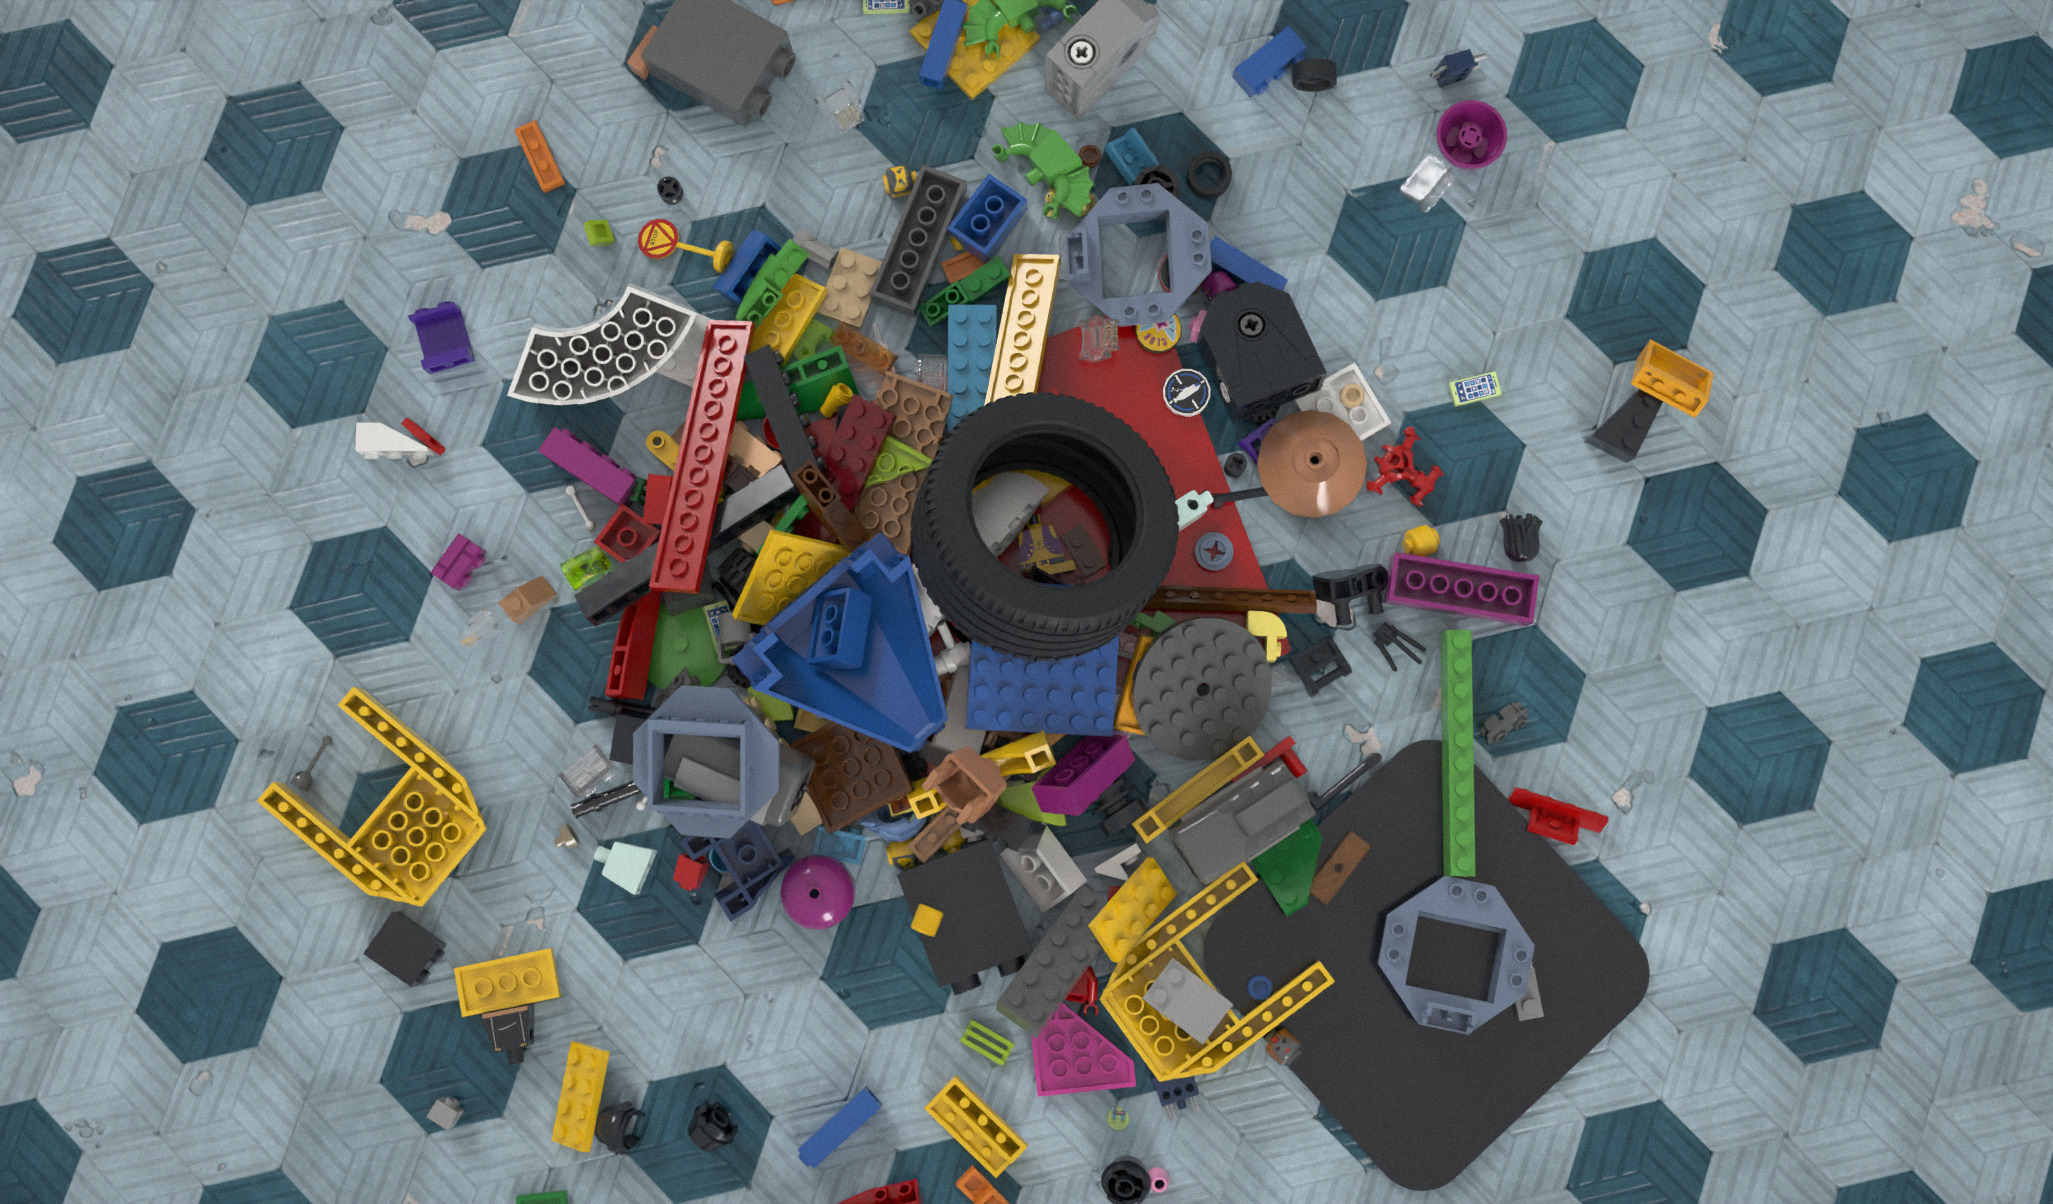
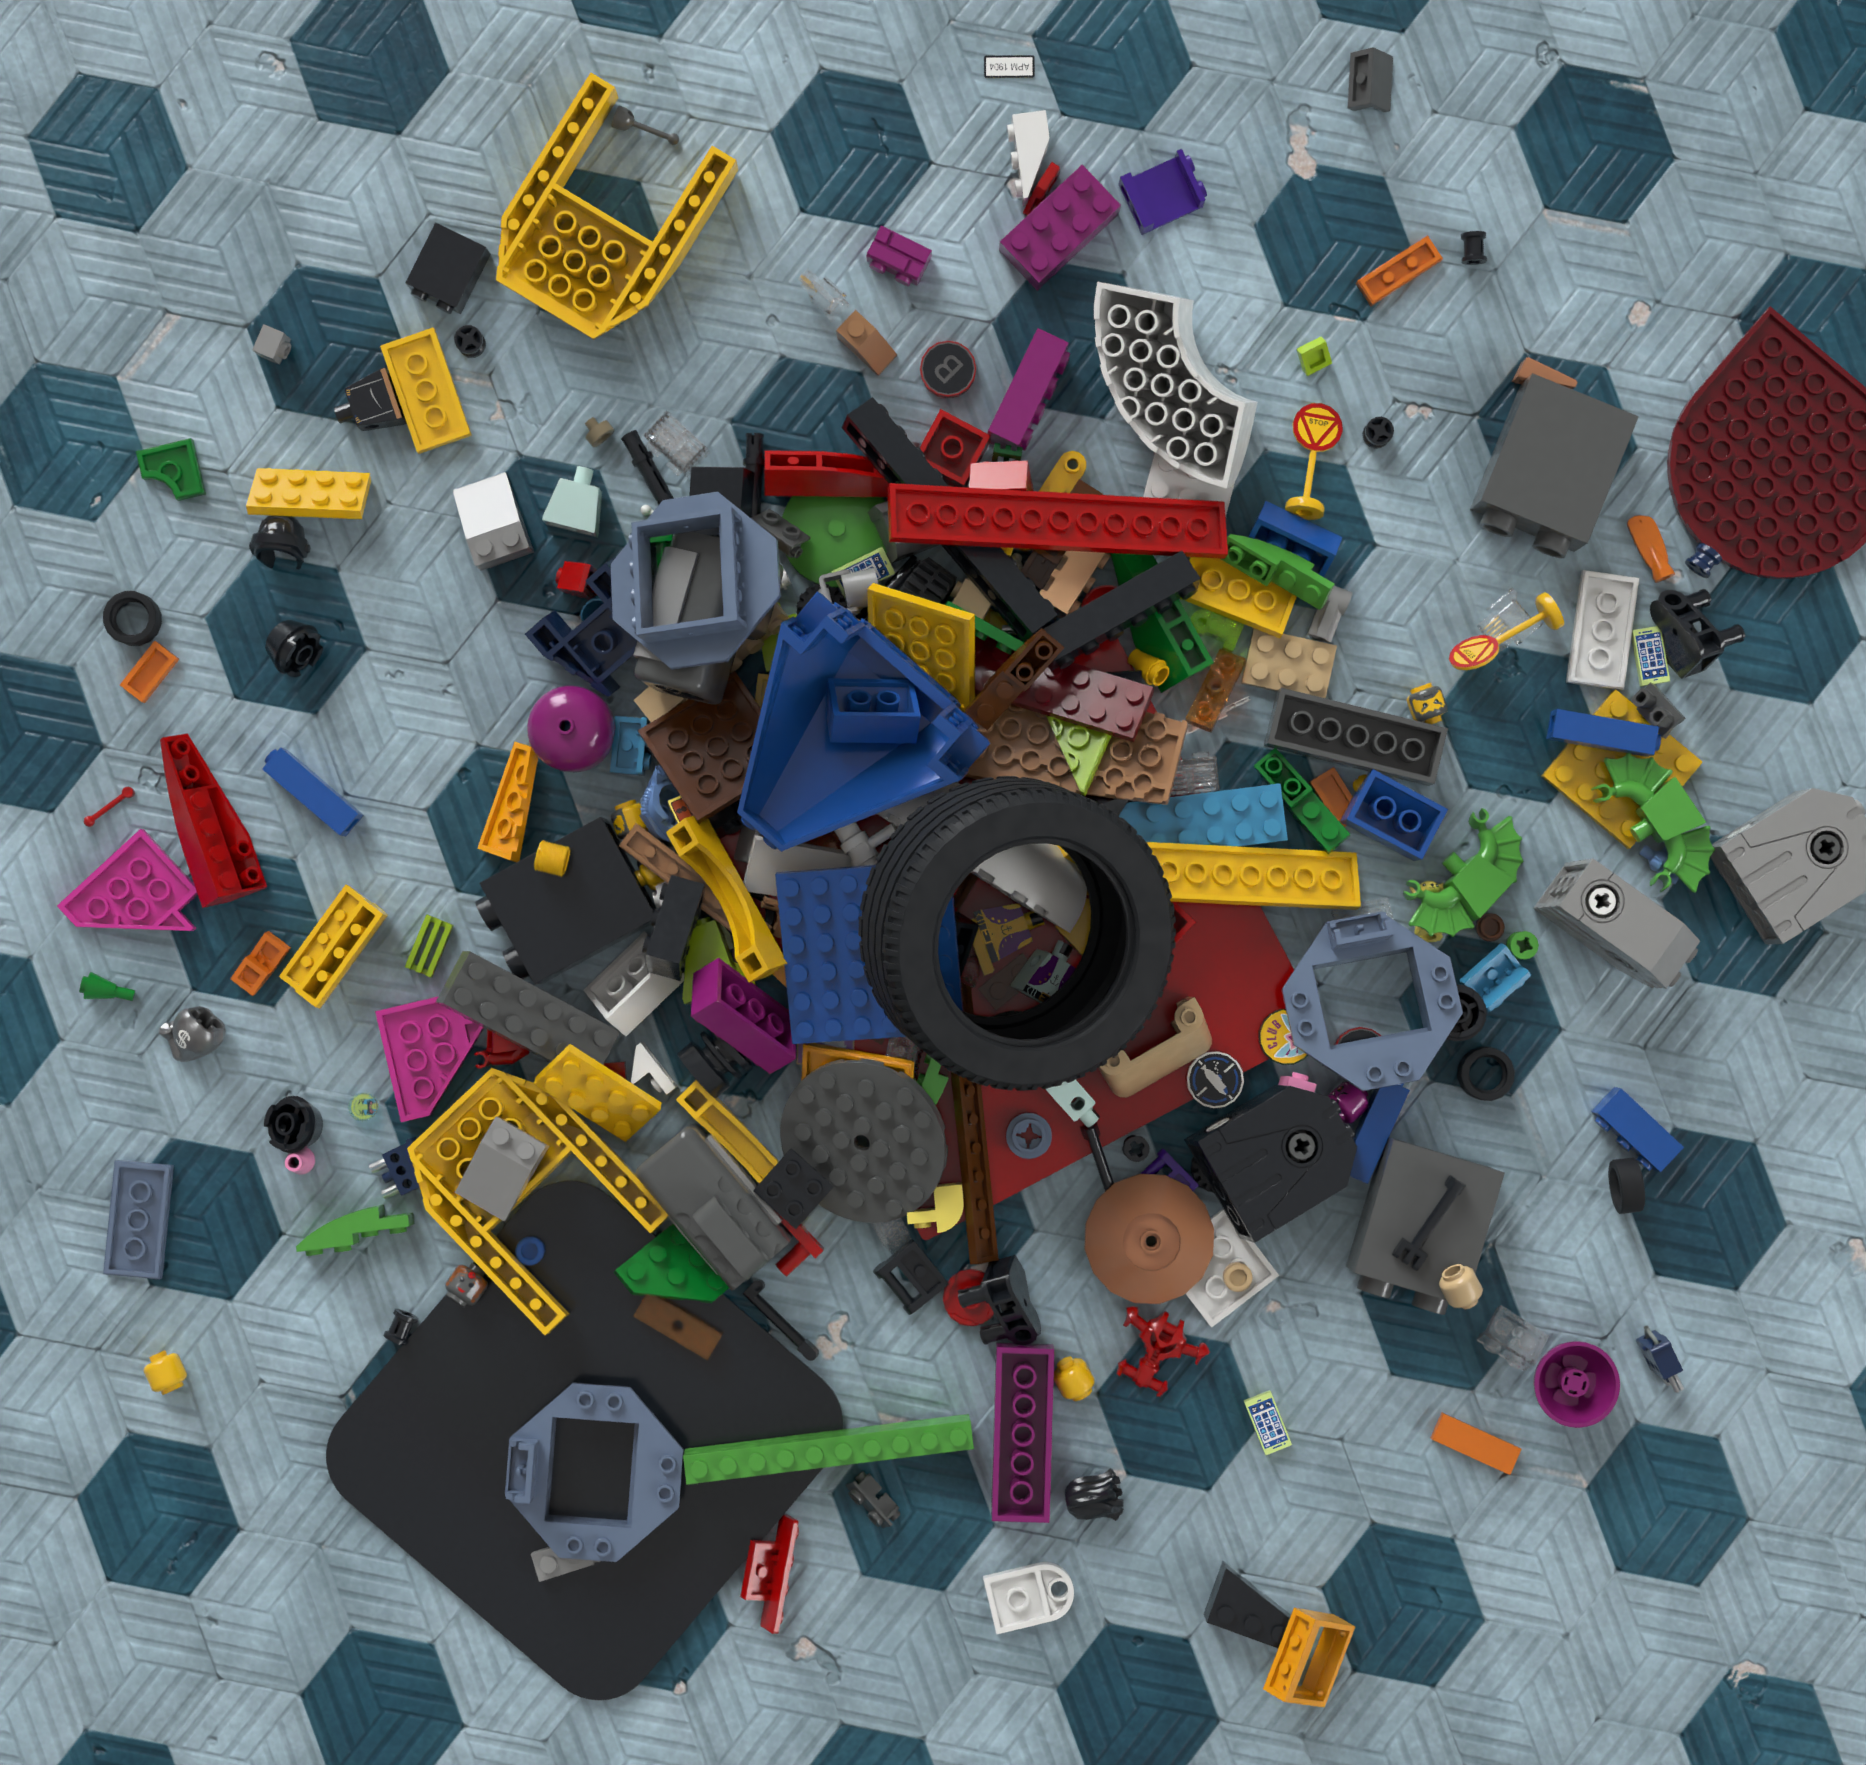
camera: 80 degrees right, 5 degrees up
(315, 450) = (1009, 66): none -> white sticker
(377, 158) = (1370, 80): none -> dark grey panel
(457, 425) = (1059, 227): none -> magenta brick
(466, 938) = (465, 337): none -> black wheel
(529, 93) = (1473, 247): none -> black bush
(561, 534) = (948, 369): none -> black tile
(570, 490) = (1001, 372): white hinge -> none
(585, 566) = (912, 403): clear neon green leg -> none
(629, 939) = (492, 522): none -> slope
(859, 35) = (1602, 630): none -> white tile
(862, 130) = (1483, 648): none -> yellow piece
(880, 955) = (510, 809): none -> light orange wing
(967, 783) = (710, 884): nougat piece -> none
(1080, 518) = (1044, 973): none -> light aqua torso
(1098, 338) = (1264, 966): clear piece -> none
(1104, 137) = (1516, 943): none -> bright green wheel
(1150, 405) = (1190, 1042): none -> tan windscreen
(1223, 1149) = (345, 1230): none -> bright green slope
(1234, 752) = (793, 1188): none -> black hinge
(1312, 1109) = (401, 1327): none -> black bush
(1327, 239) = (1397, 1204): none -> dark grey brick
(1345, 633) = (973, 1314): none -> red tile
(1346, 245) = (1414, 1248): none -> black hinge
(1382, 211) = (1460, 1286): none -> tan head
(1386, 635) = (957, 1351): black plant -> none
(1510, 224) = (1475, 1443): none -> orange tile
(1598, 607) = (1024, 1596): none -> white tile

